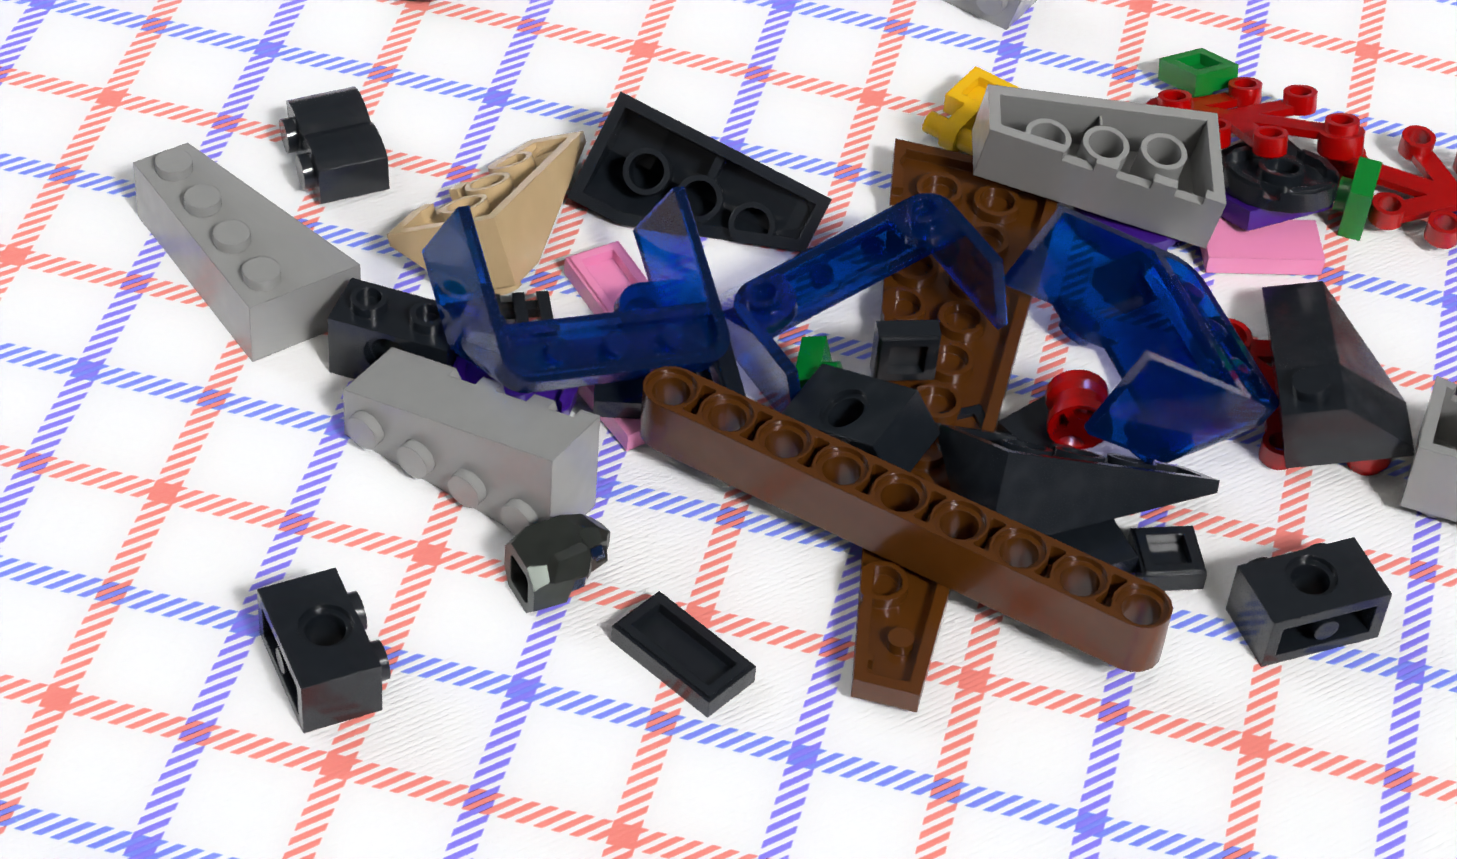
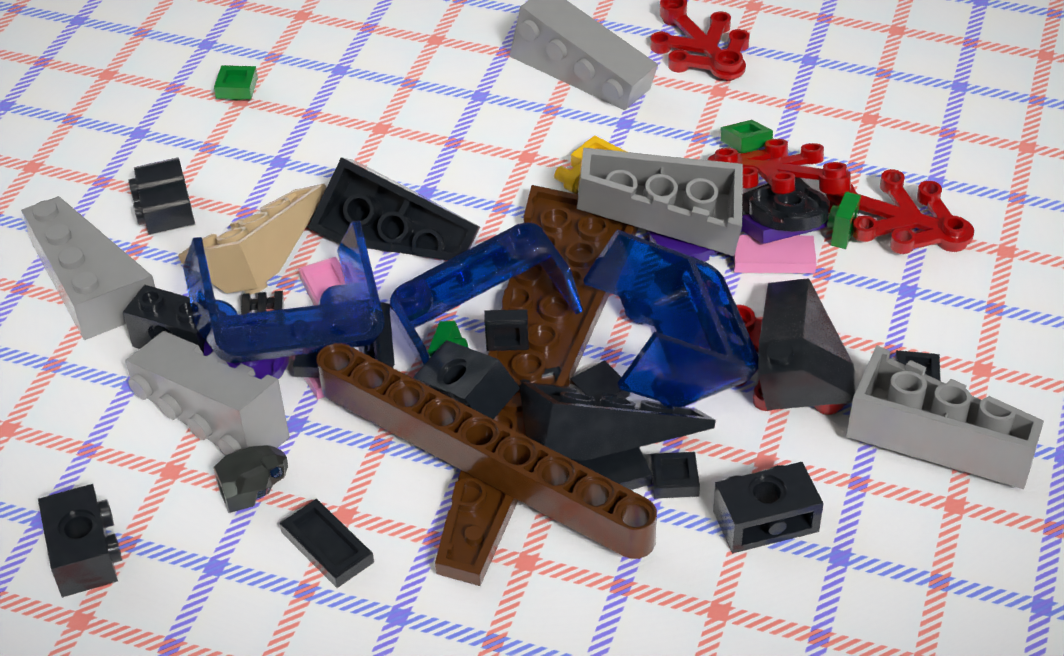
camera: 10 degrees right, 0 degrees up
(1071, 402) = (614, 363): red wheel -> none

